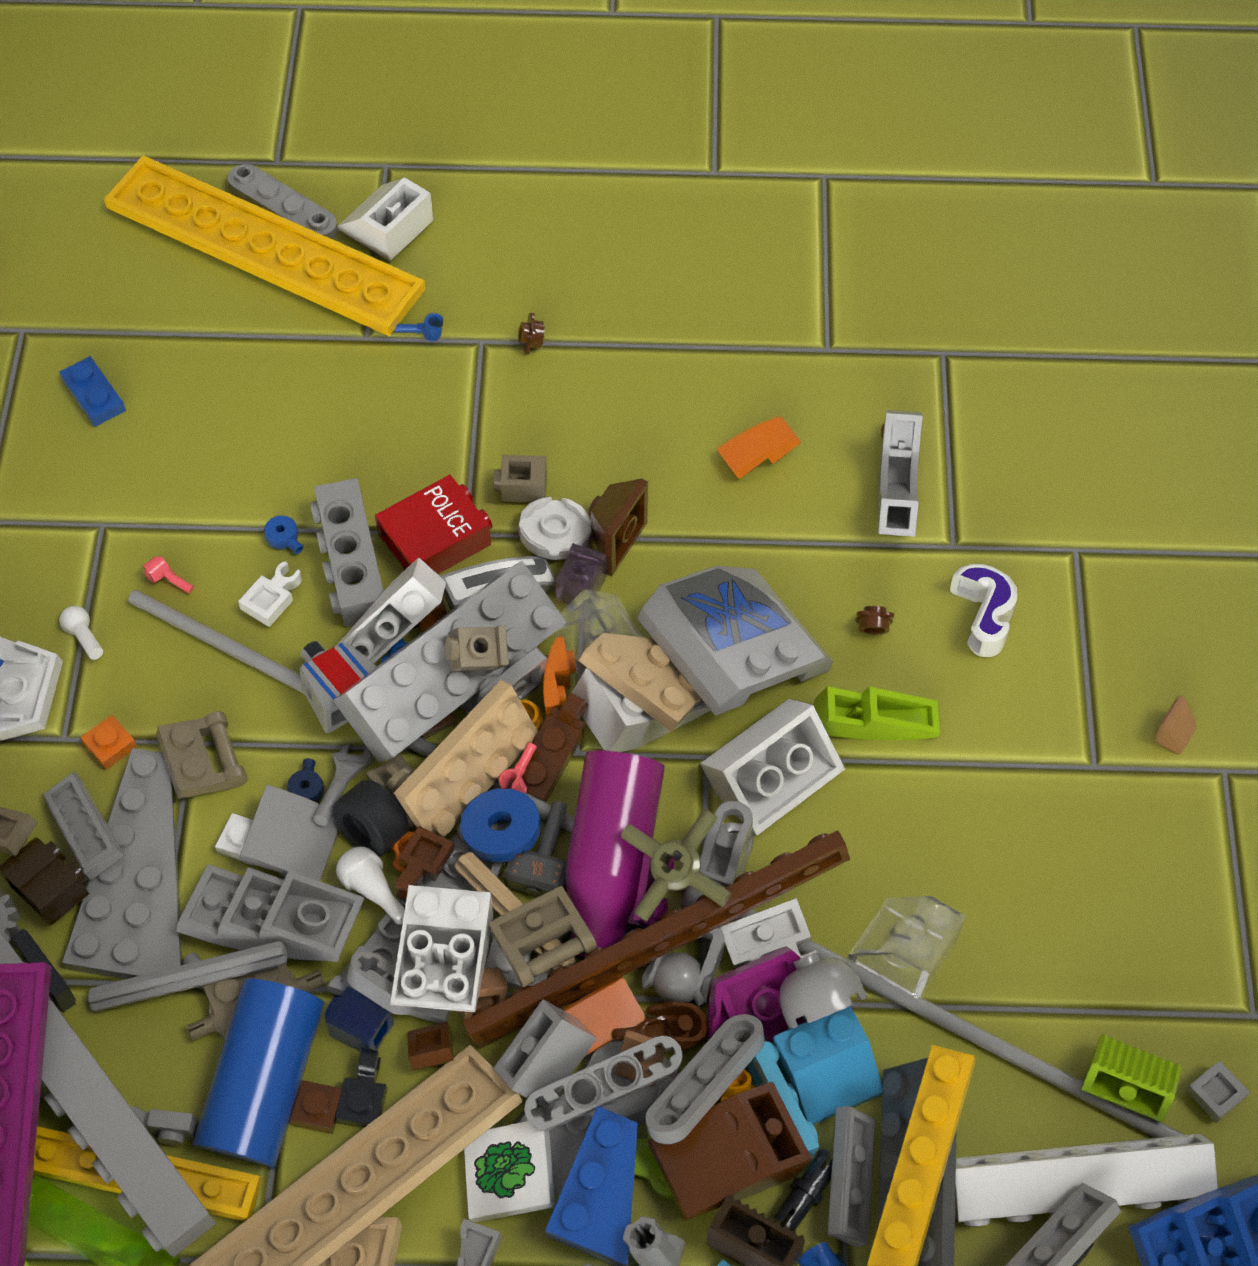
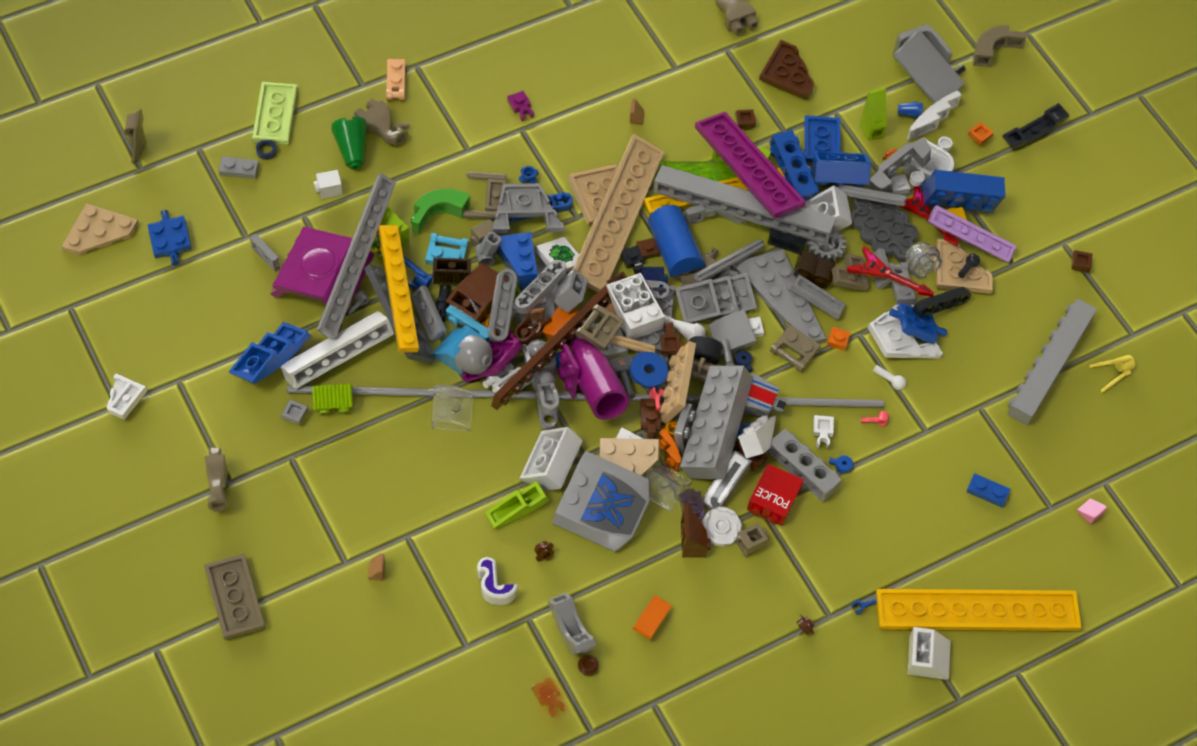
camera: 145 degrees right, 0 degrees up
(274, 196) = (990, 643): light grey plate -> none
(492, 648) = (704, 413): dark tan brick -> none
(669, 878) = (560, 360): olive bar -> none
(985, 417) = (546, 694): none -> clear orange plate

